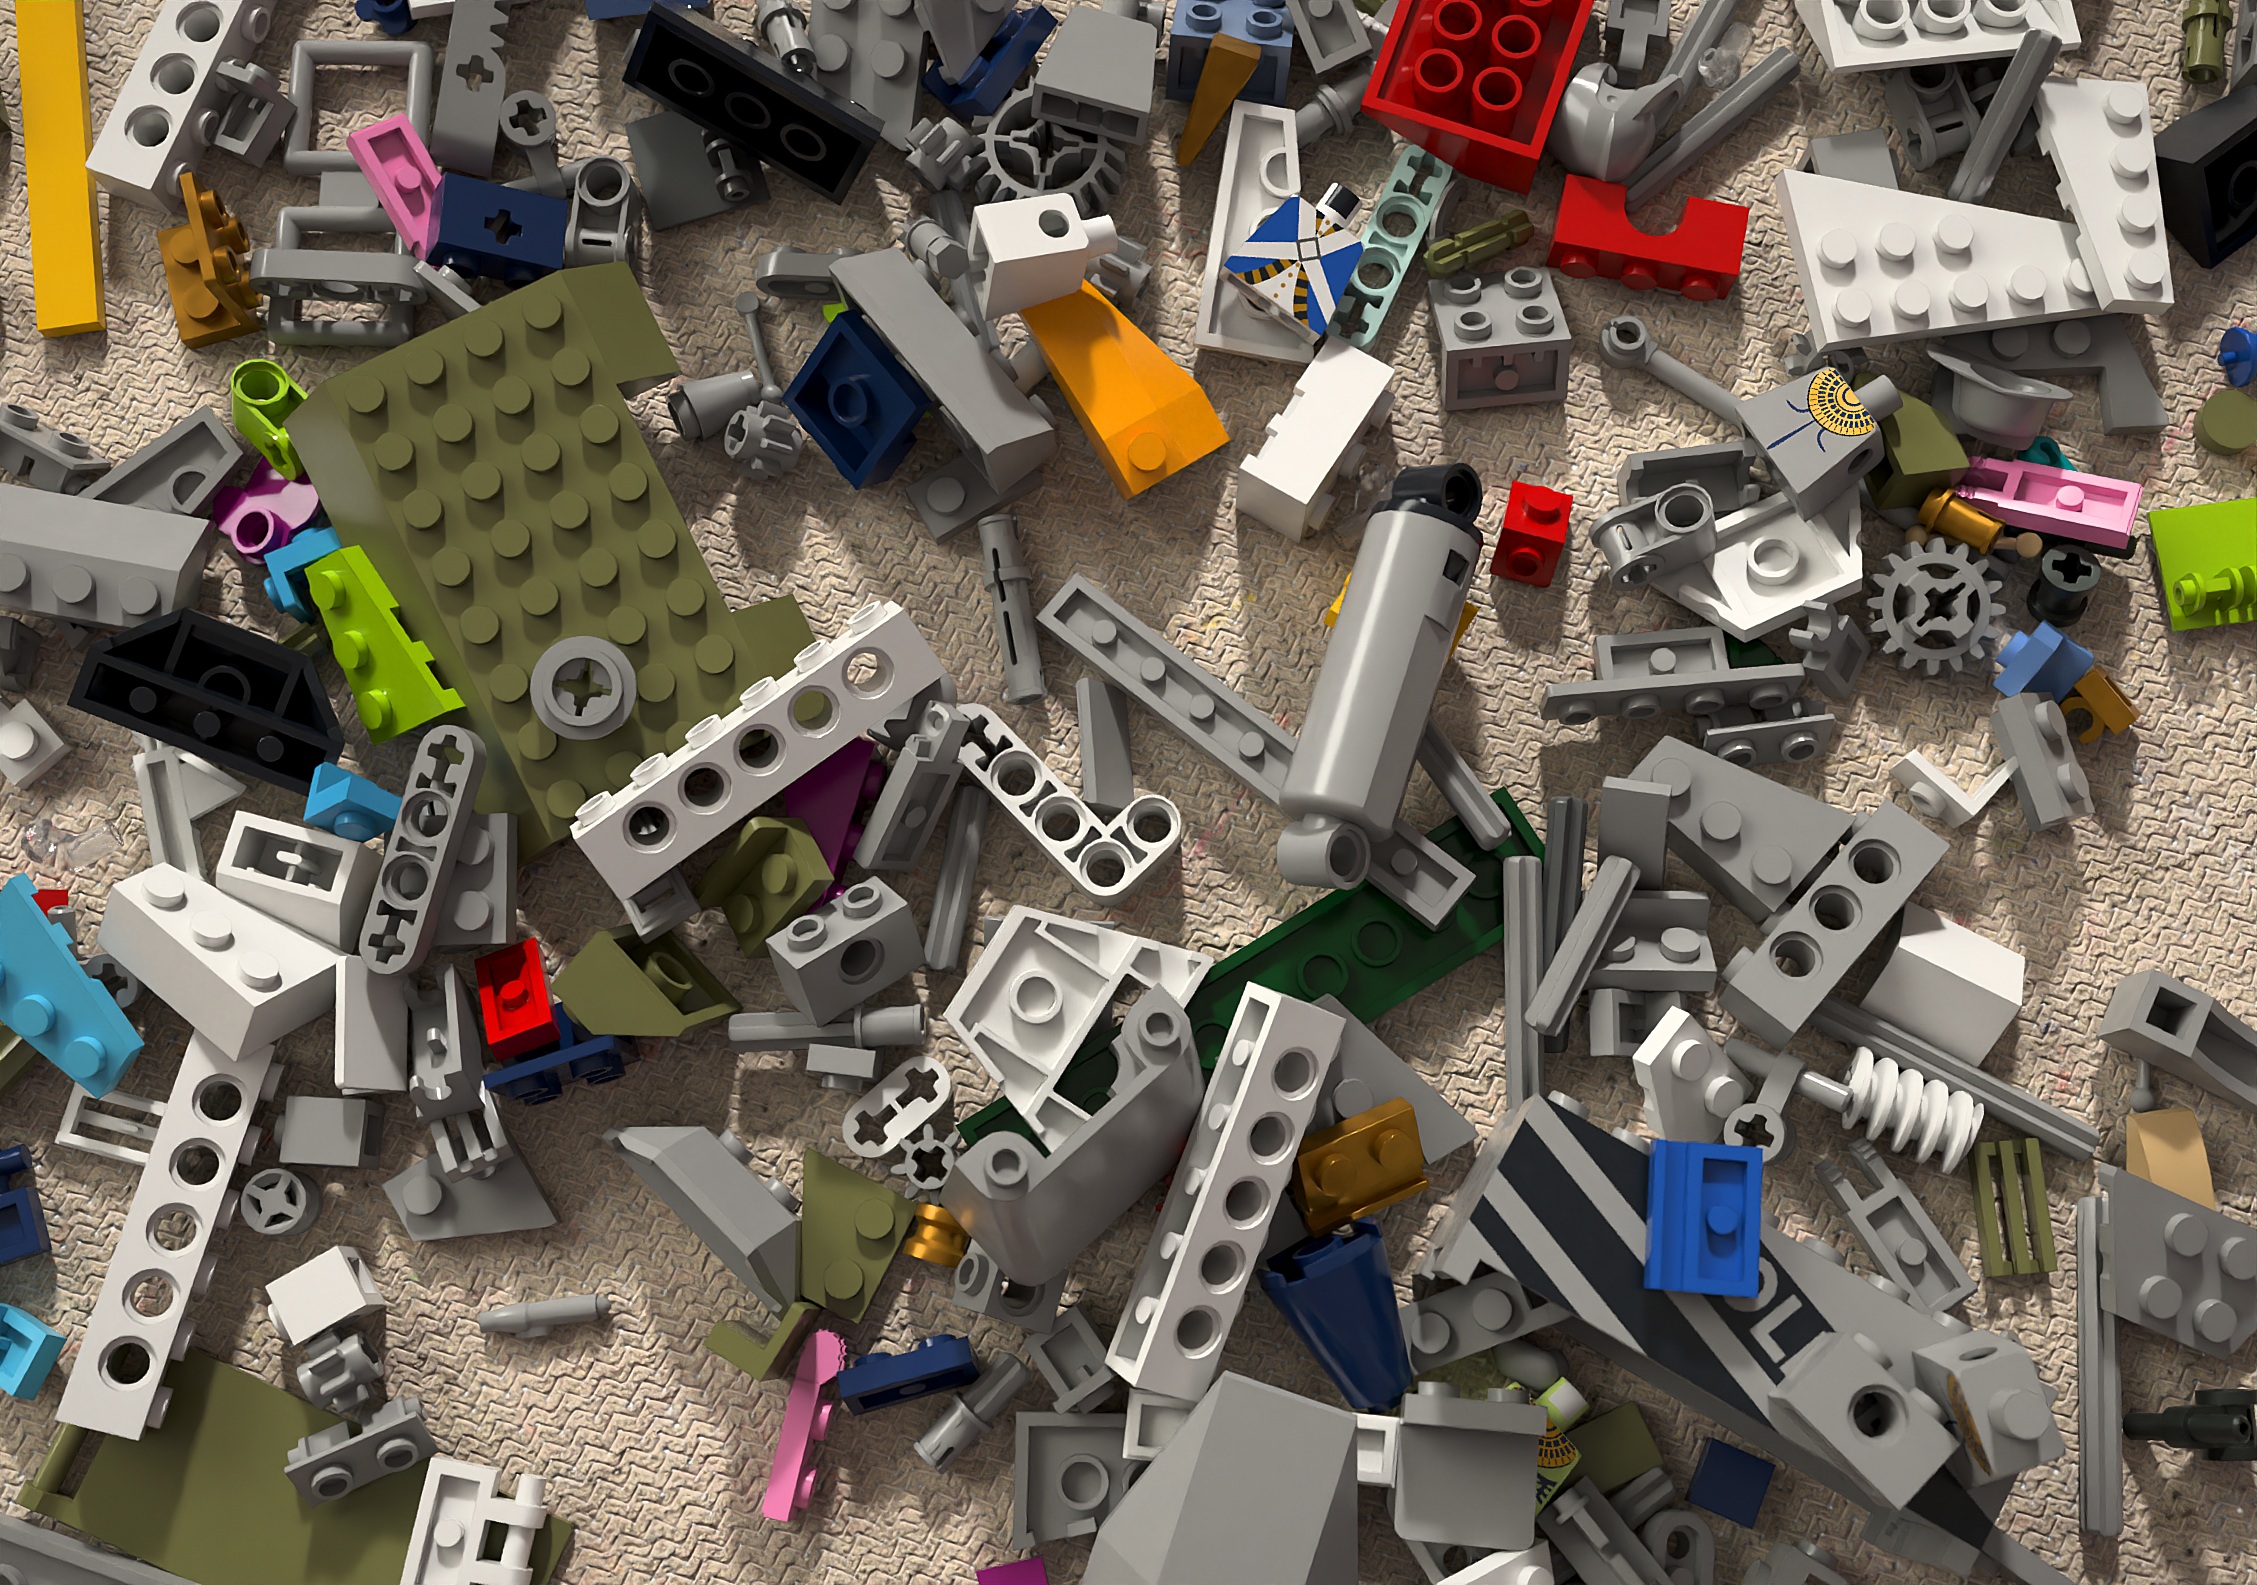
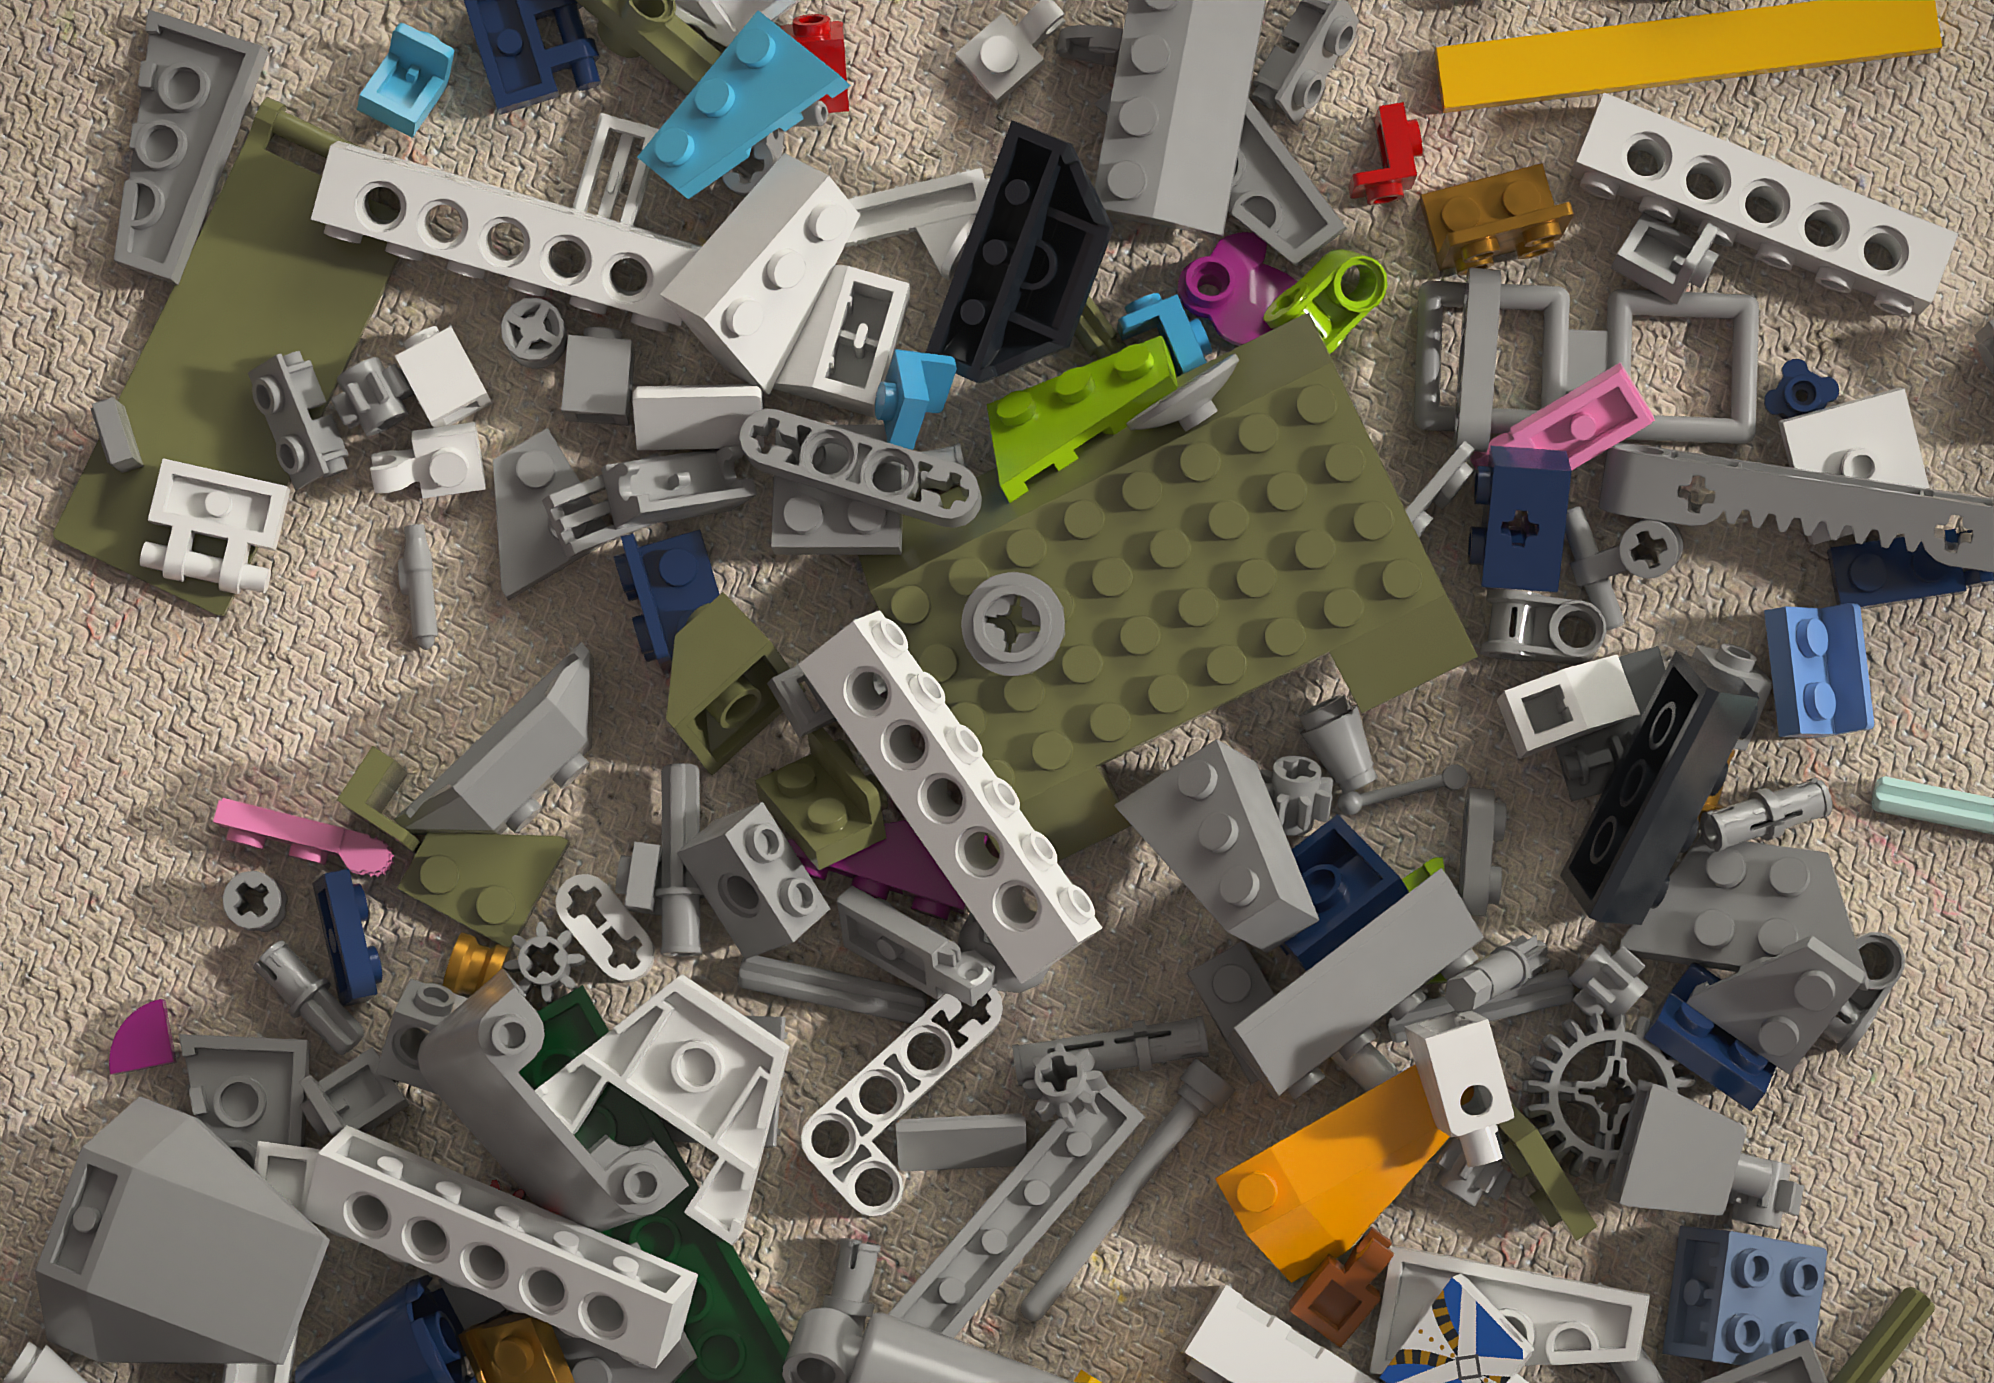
camera: 85 degrees right, 5 degrees up
(65, 850) = (887, 109): clear arm -> none
(140, 362) = (1398, 146): none -> red bracket
(360, 518) = (1190, 402): none -> light grey dish
(411, 1293) = (442, 460): none -> white plate
(517, 999) = (719, 557): red plate -> none
(679, 196) = (1567, 705): none -> white slope
(806, 488) = (1225, 844): none -> light grey wedge
(852, 1471) = (235, 902): none -> light grey bush
(1028, 639) = (1080, 1086): none -> light grey gear
(1051, 523) = (1199, 1095): none -> light grey piece
(1133, 196) = (1554, 1194): none -> olive wing
(1224, 75) = (1676, 1286): pearl gold slope -> none
(1241, 389) = (1341, 1295): none -> dark orange plate
(1248, 847) = (854, 1280): none -> light grey pin

